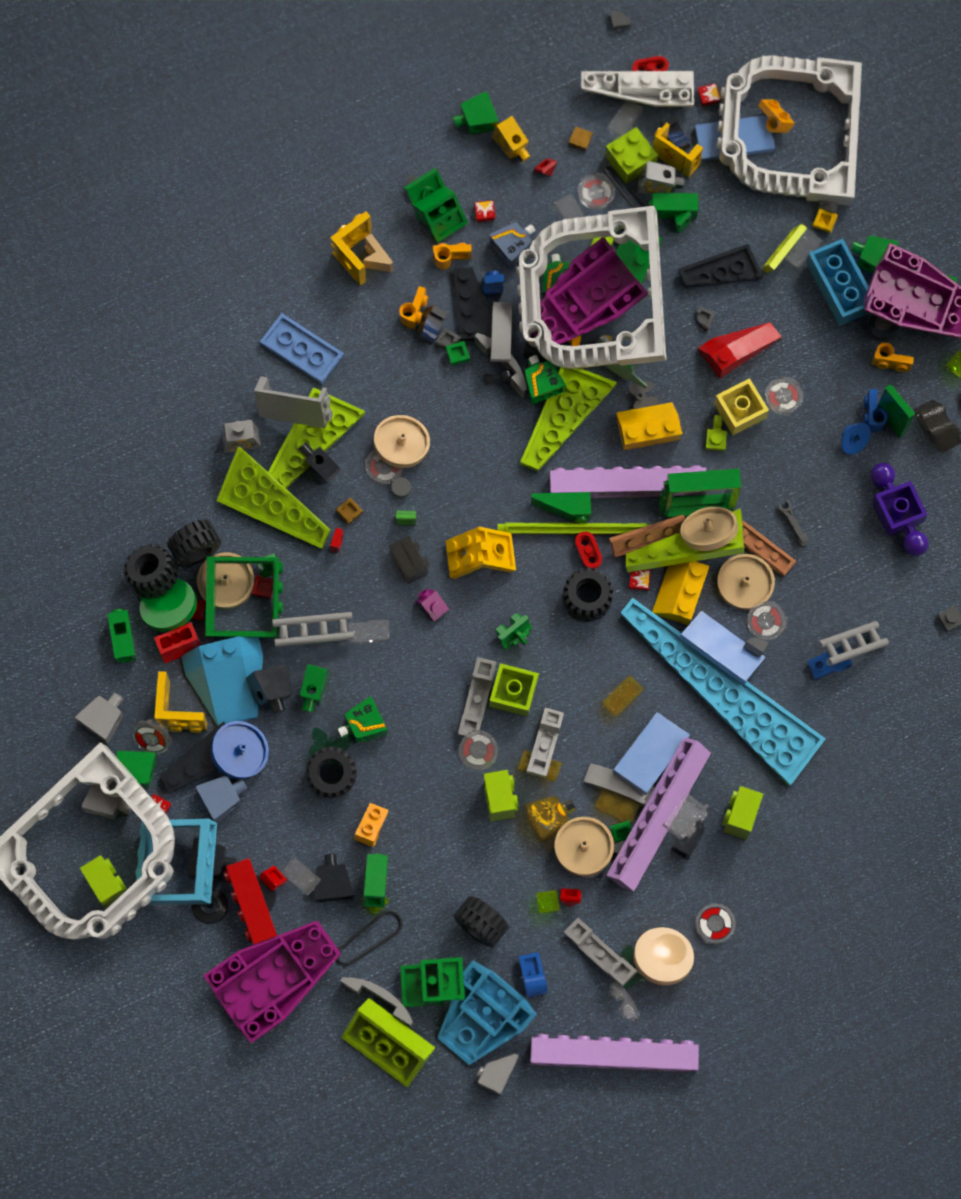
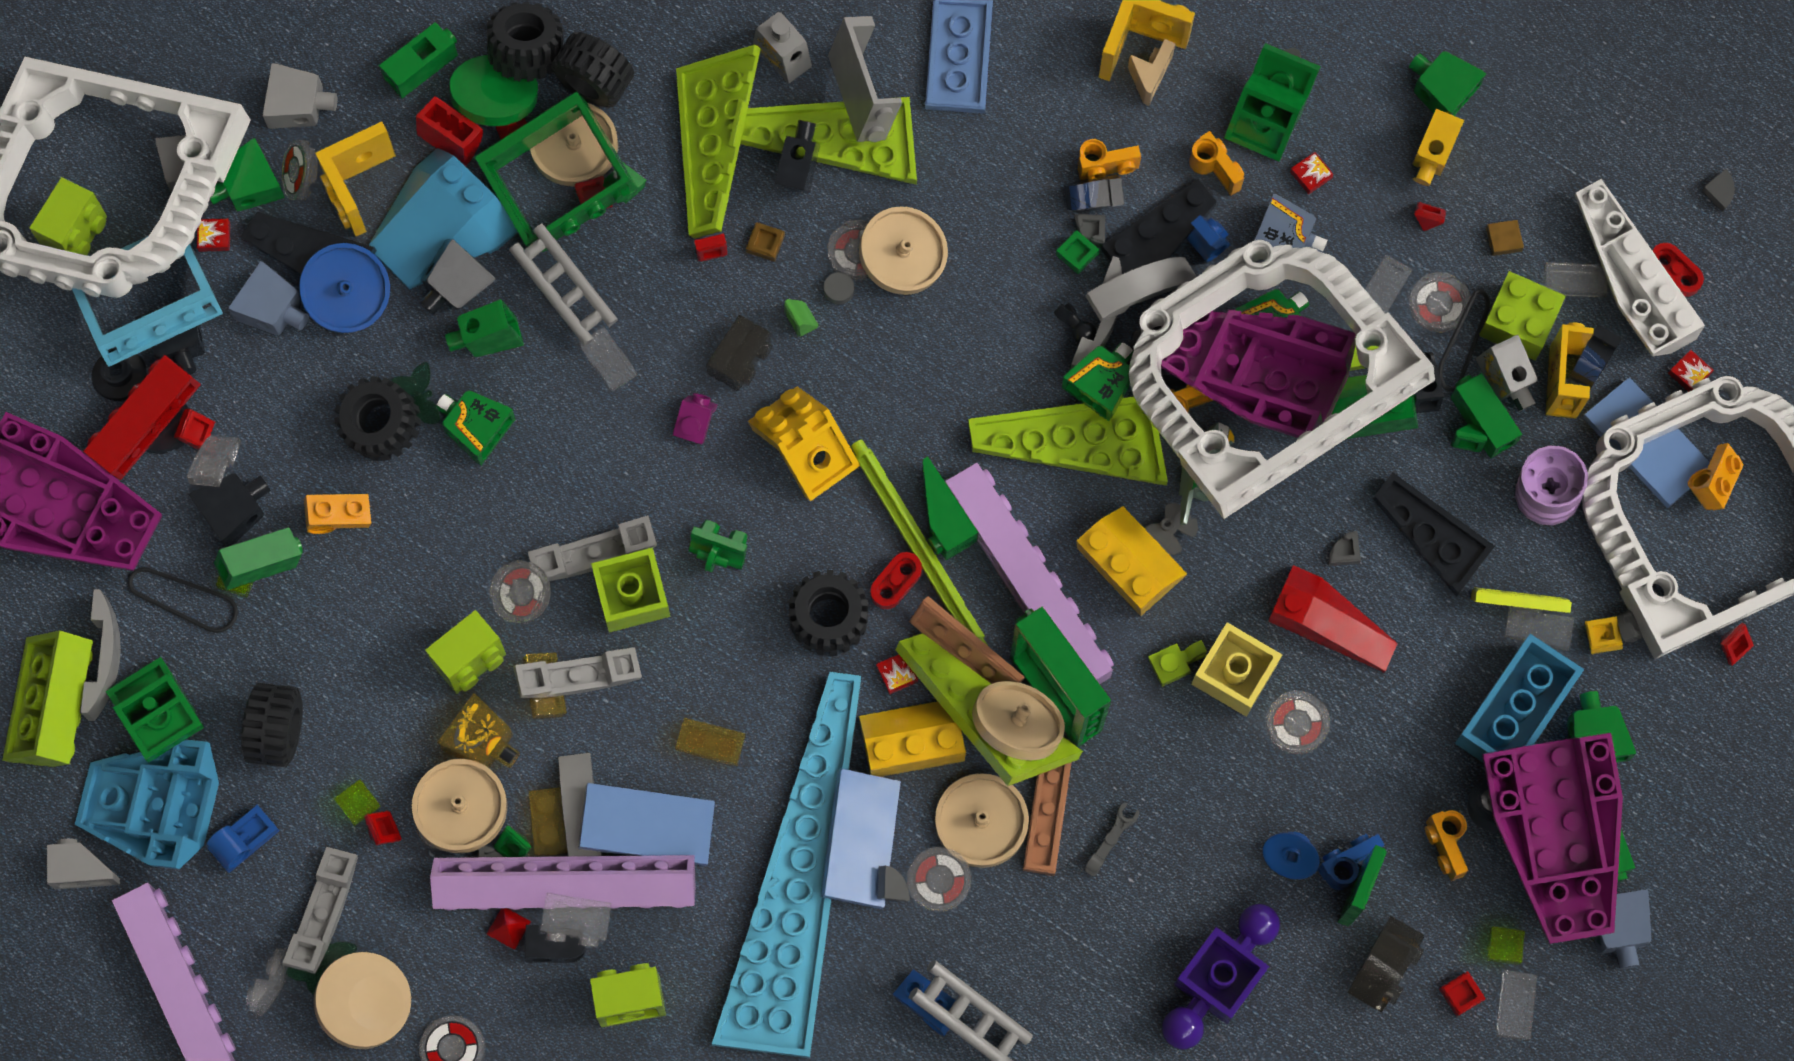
camera: 60 degrees right, 0 degrees up
(664, 859) = (508, 928): none -> red slope
(733, 186) = (1560, 472): none -> lavender wheel
(865, 161) = (1736, 643): none -> red slope

